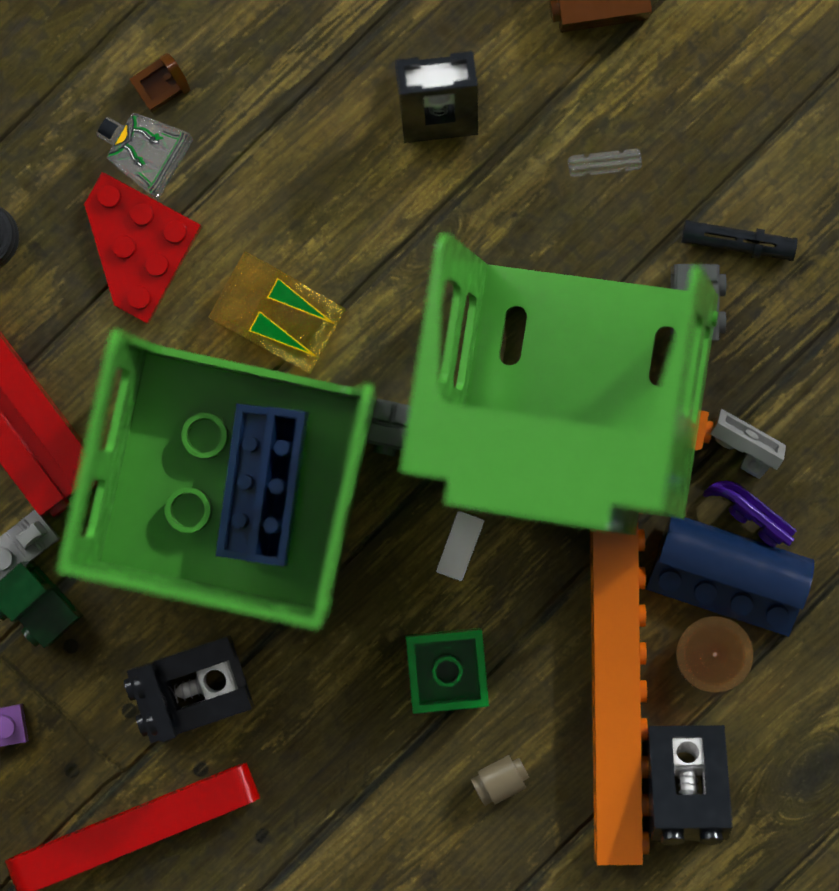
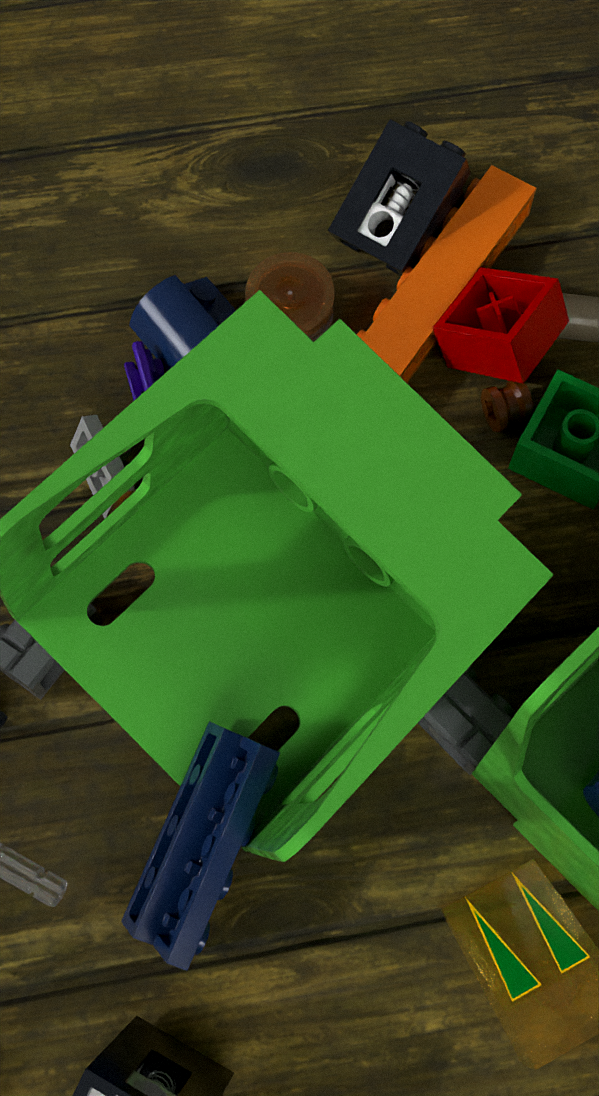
camera: 140 degrees left, 20 degrees down
(507, 247) = (199, 844): none -> dark blue brick
(509, 672) = (507, 405): none -> reddish brown wheel
(550, 725) = (502, 324): none -> red brick

